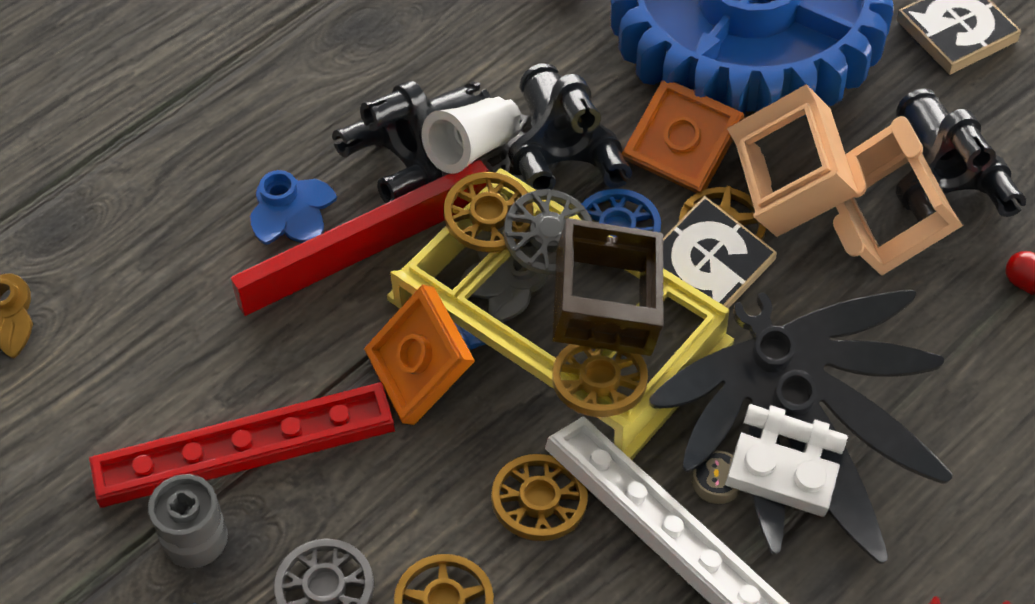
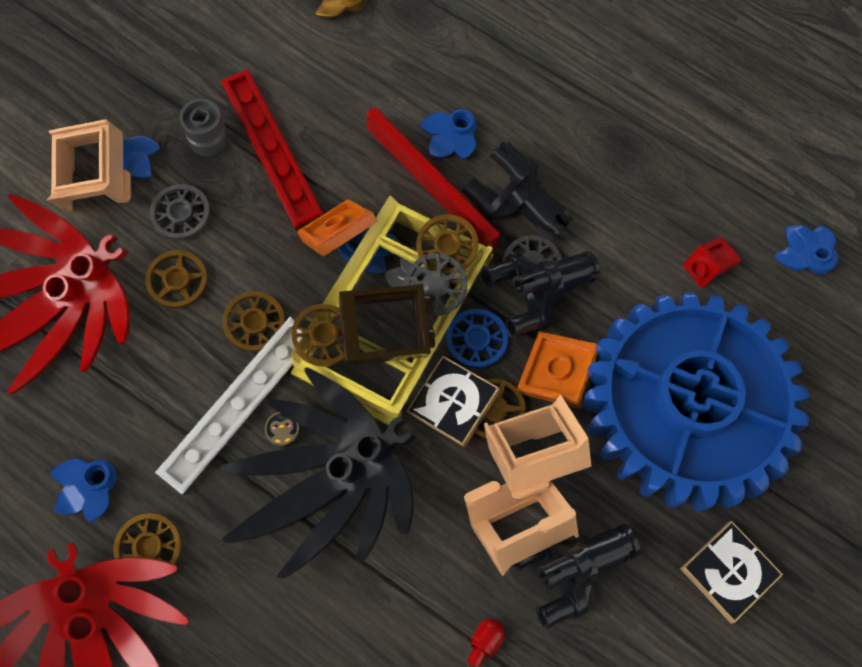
camera: 75 degrees right, 15 degrees up
(465, 133) = (519, 223): white plant -> none
(782, 472) = (282, 469): white plate -> none

